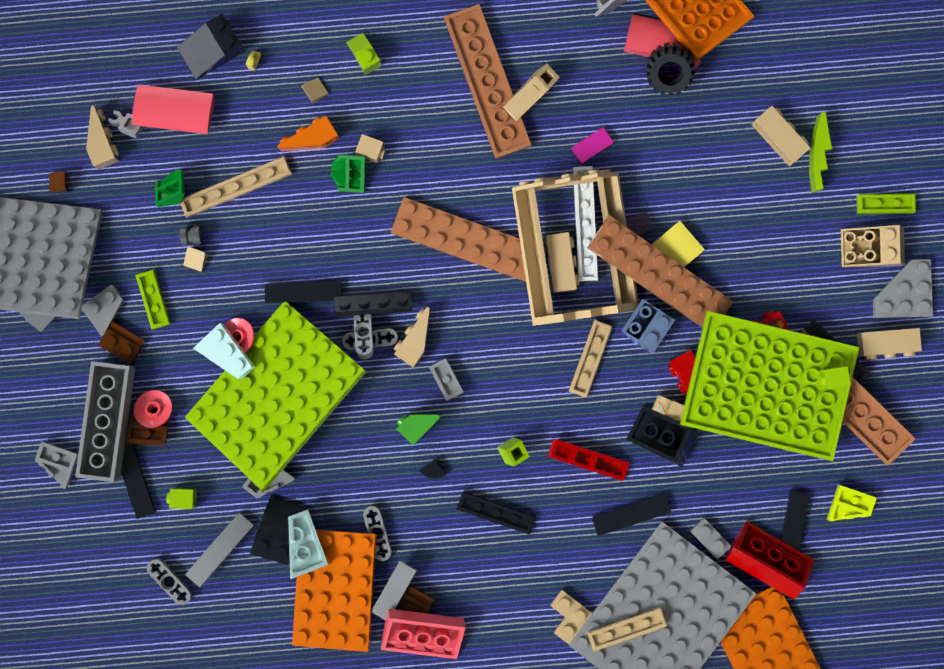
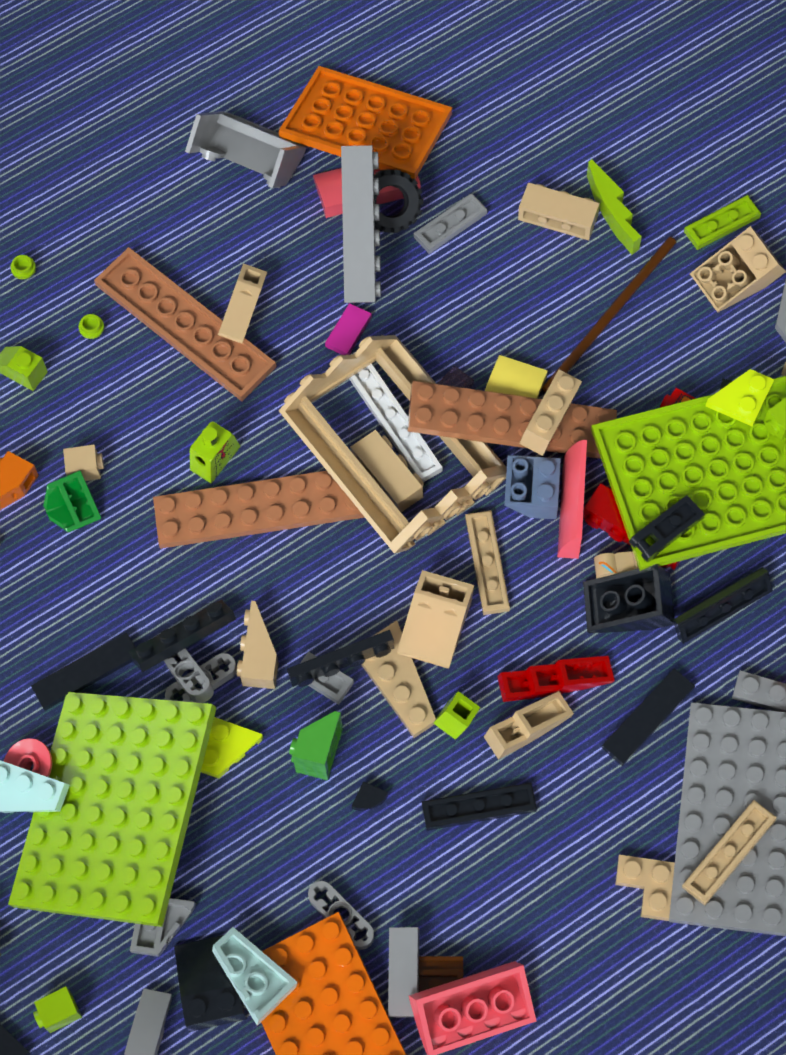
camera: 30 degrees left, 20 degrees down
(366, 390) = (227, 746): none -> neon yellow wing
(425, 49) = (91, 326): none -> lime plate
(453, 377) = (332, 662): none -> black plate
(457, 187) = (215, 448): none -> lime torso
(491, 396) = (401, 686): none -> tan wing
(534, 383) = (435, 619): none -> tan slope
(554, 480) = (528, 724): none -> tan slope
(639, 78) = (359, 224): none -> light grey brick
(666, 350) = (572, 501): none -> coral slope
(686, 287) = (550, 412): none -> tan brick
(704, 102) = (450, 223): none -> light grey tile
(713, 410) = (667, 528): none -> black plate
(720, 471) = (722, 605): none -> black tile
(770, 229) = (613, 309): none -> reddish brown piece
(816, 347) = (742, 397): none -> neon yellow wing

